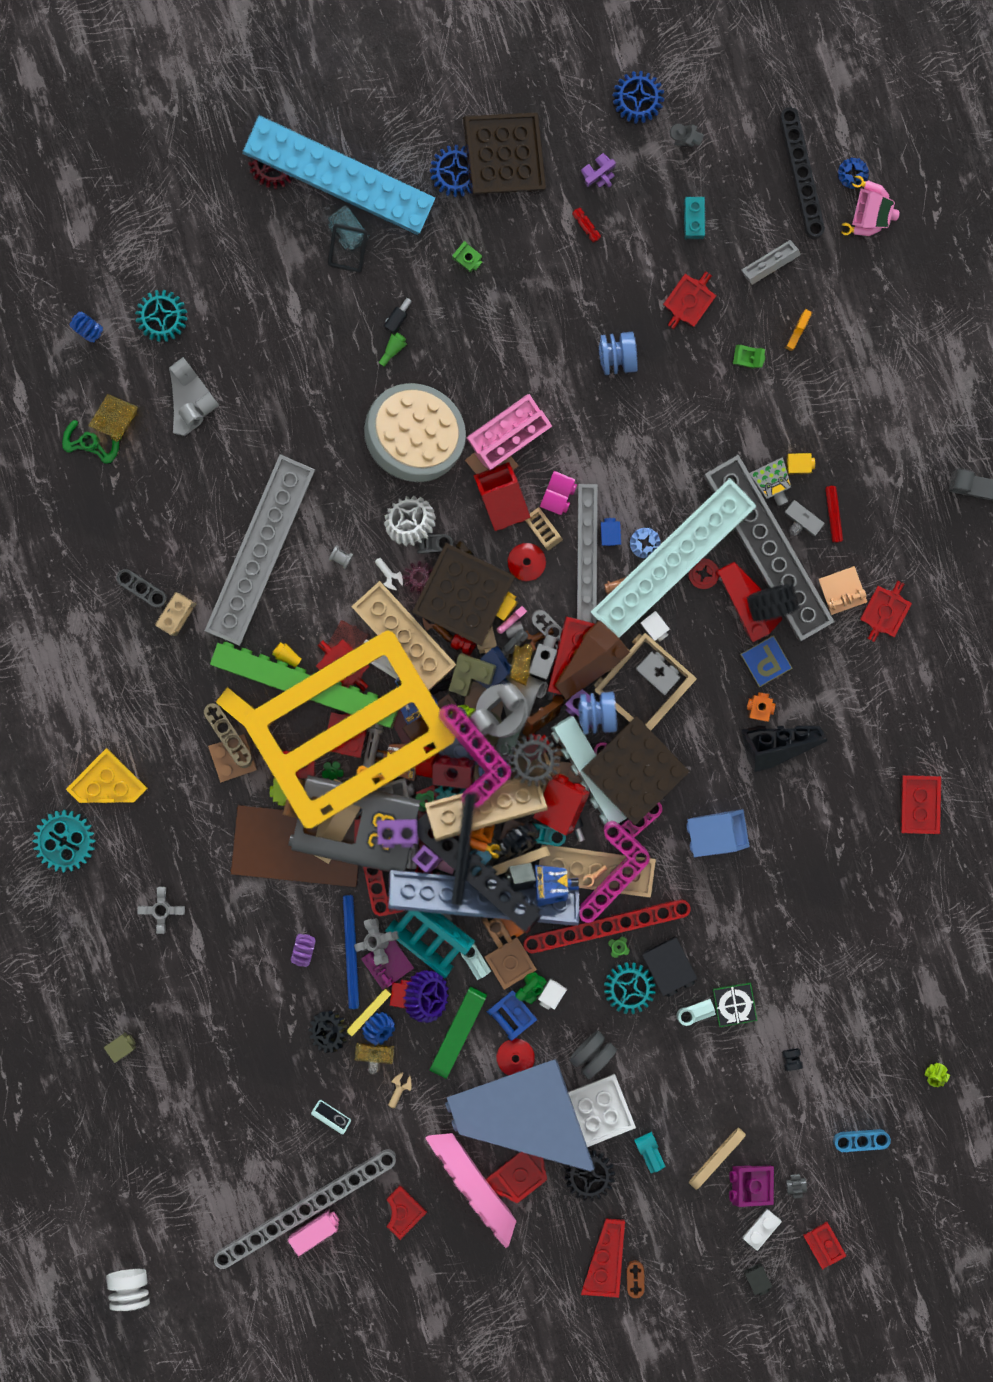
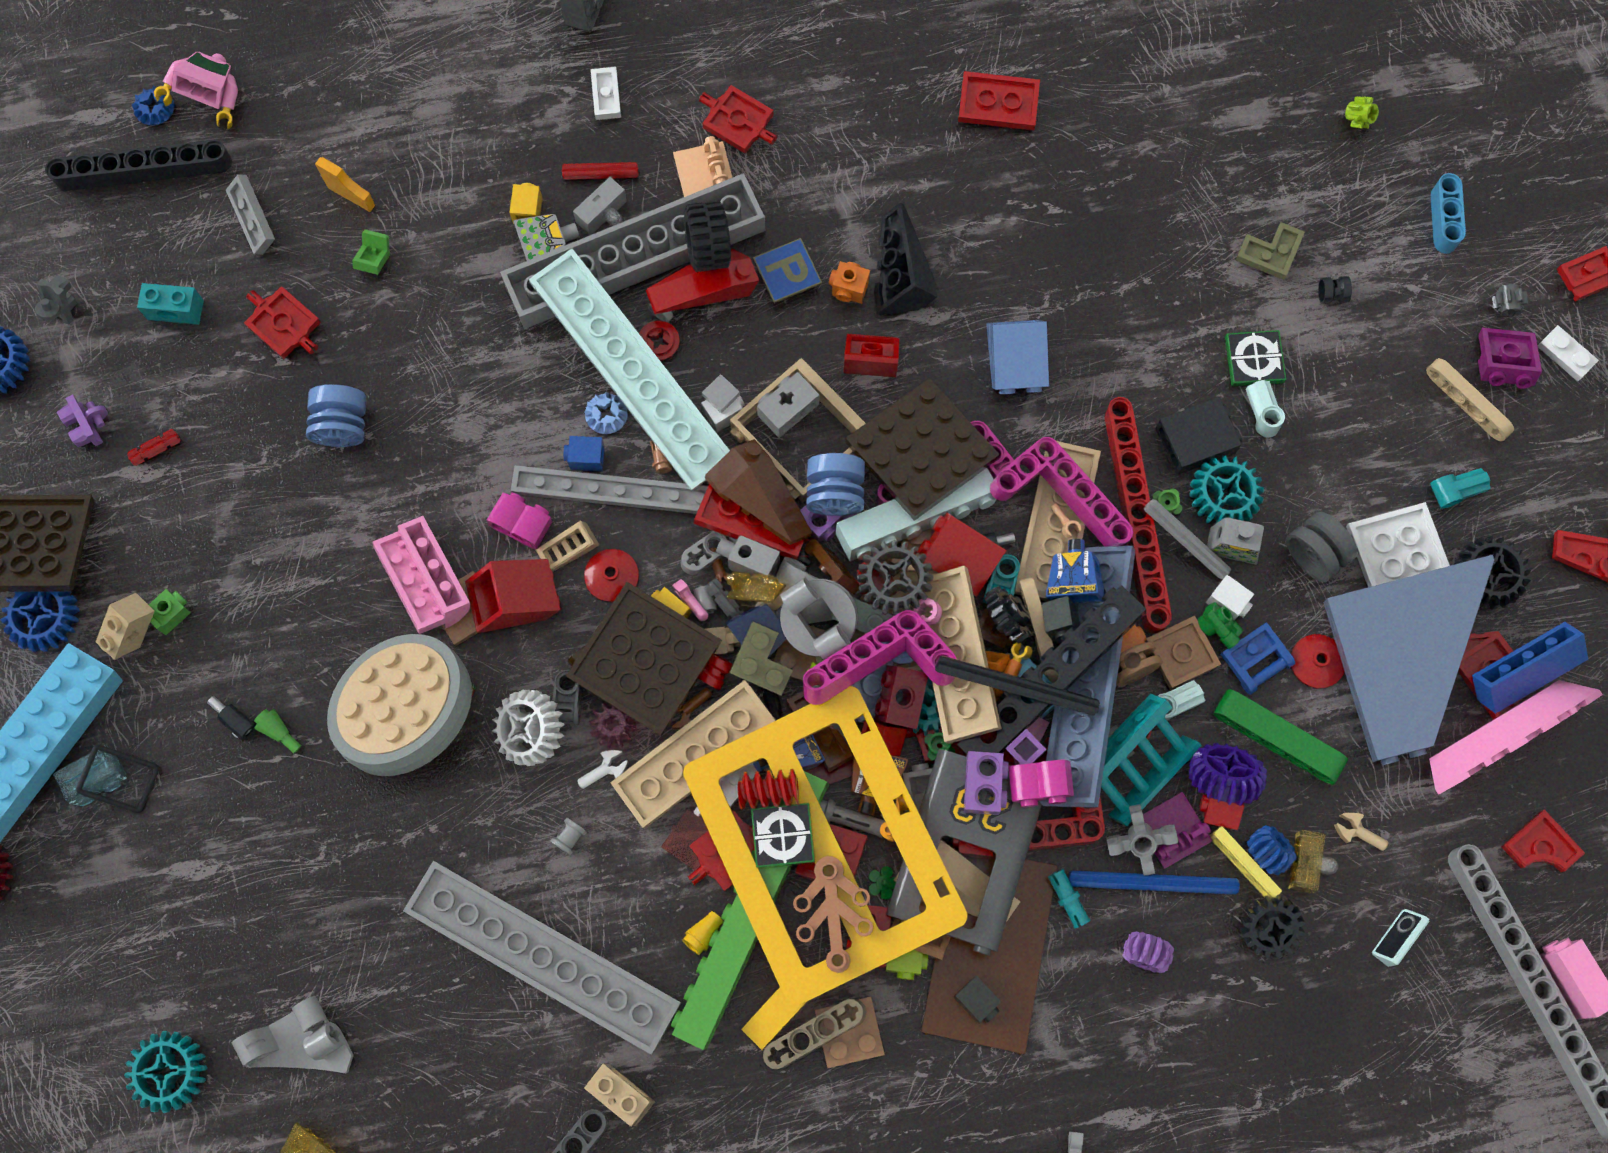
camera: 85 degrees left, 15 degrees down
(260, 840) = (978, 1000): none -> pearl dark grey brick
(305, 740) = (833, 908): none -> nougat plant
(334, 895) = (1069, 898): none -> teal pin
(350, 702) = (783, 835): none -> tile
(378, 689) = (768, 789): none -> red piece
(401, 869) = (1041, 782): none -> dark pink brick
(451, 234) = (124, 626): none -> tan brick
(513, 791) = (936, 613): none -> bright pink bush
(520, 1199) = (1530, 667): none -> blue brick
(590, 961) = (1187, 539): none -> light grey axle
(593, 995) = (1237, 540): none -> light grey torso
(662, 624) = (721, 393): none -> light grey tile
(709, 728) = (871, 355): none -> red slope
(814, 1015) = (1272, 257): none -> olive plate
(897, 510) = (605, 93): none -> white plate

